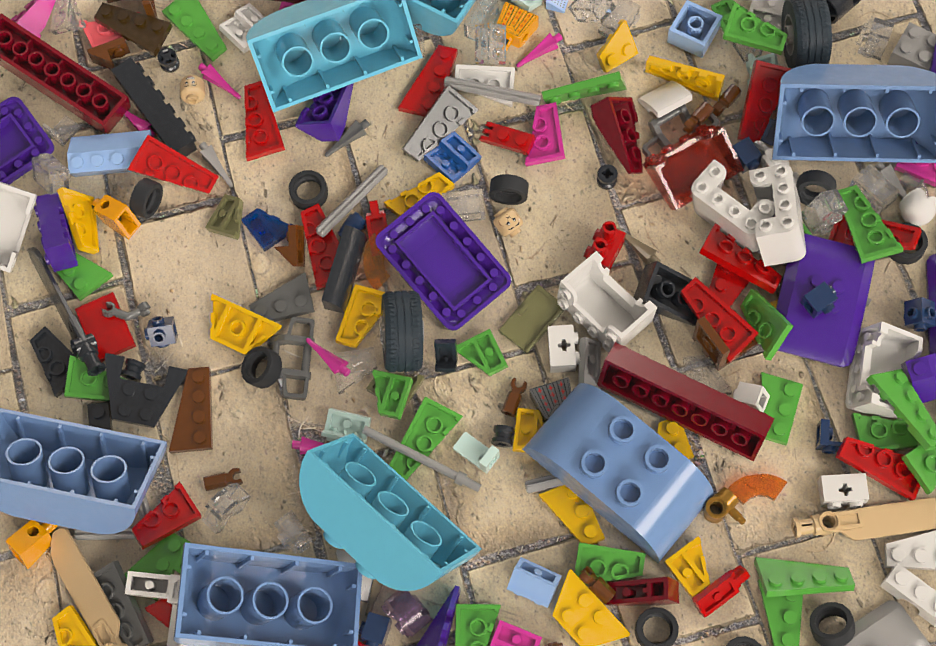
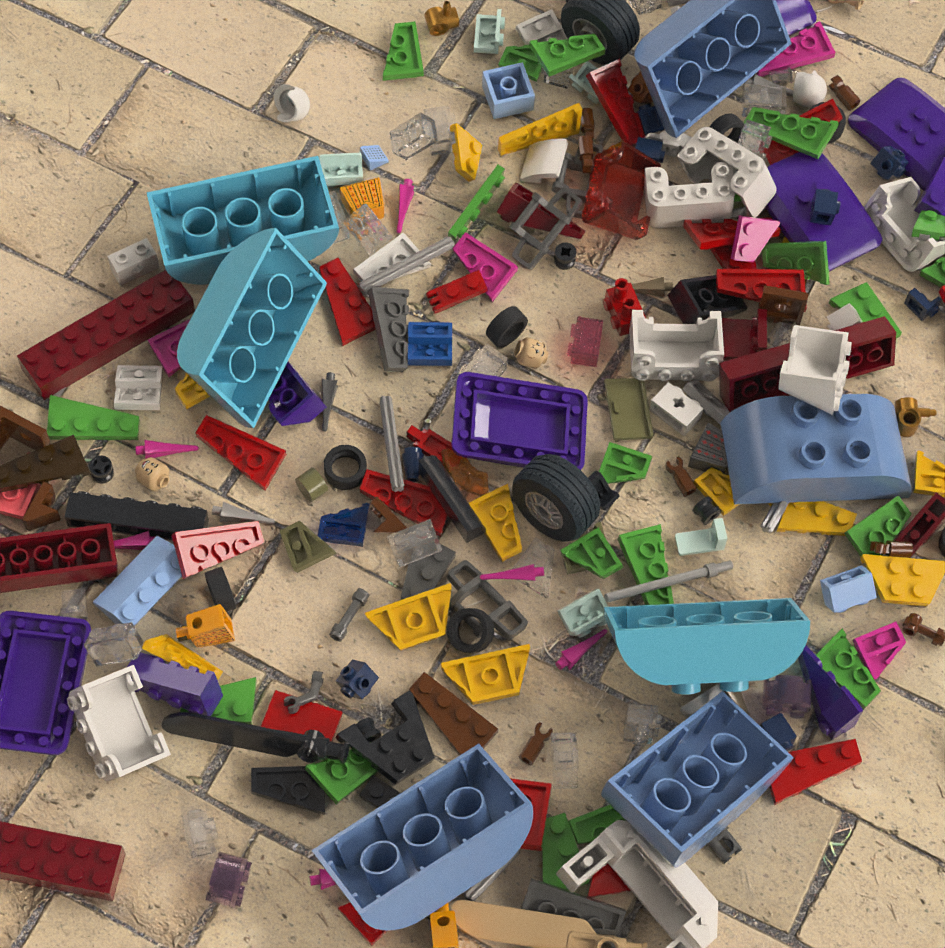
camera: 55 degrees left, 5 degrees down
(189, 291) = (359, 599): none -> dark grey bar
(246, 408) = (489, 674): none -> yellow wing
(274, 182) = (311, 484): none -> olive piece
(289, 277) = (414, 543): none -> clear brick
(436, 183) = (440, 396): yellow wing -> none
(553, 247) = (586, 342): none -> clear pink brick
(594, 142) = (563, 220): none -> dark grey bar
(665, 407) = (816, 367): none -> white windscreen
(666, 341) = (744, 335): none -> dark red bracket
(746, 276) = (752, 237): none -> wing
(757, 486) = (915, 379): clear orange tile -> none

